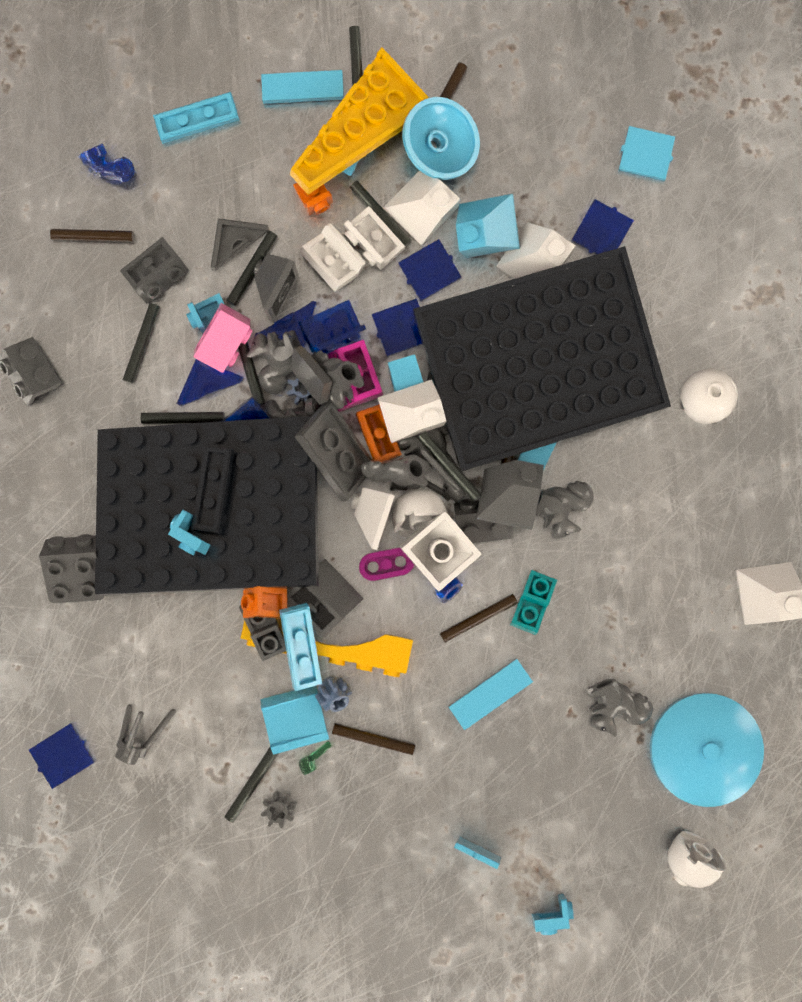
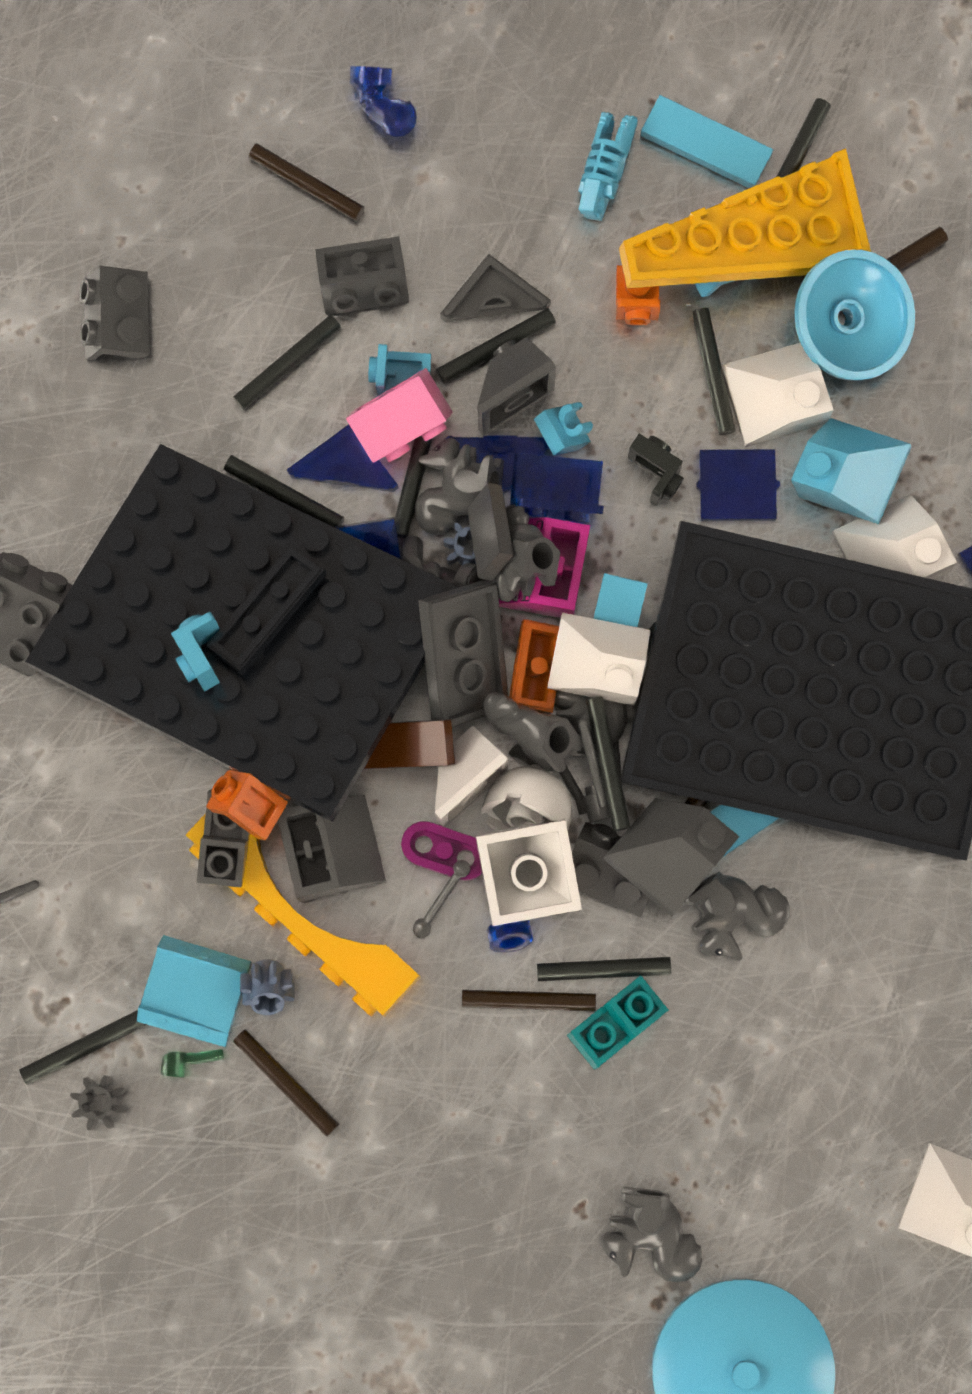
camera: 30 degrees right, 5 degrees down
(196, 117) = (538, 104): medium azure tile -> none
(254, 131) = (605, 165): none -> medium azure hinge
(300, 646) = (260, 892): medium azure tile -> none
(316, 293) = (563, 428): none -> medium azure tile
(333, 257) = (614, 393): white bracket -> none
(338, 516) = (414, 745): none -> reddish brown tile
(373, 238) = (685, 398): white bracket -> none
(376, 280) = (656, 458): none -> pearl dark grey bracket
(397, 327) = (646, 538): clear blue piece -> none
(398, 612) = (422, 926): none -> dark grey hinge
(478, 852) = (337, 1322): medium azure piece -> none
(490, 694) = (483, 1115): medium azure tile -> none
(509, 577) = (604, 969): none -> pearl dark grey bar

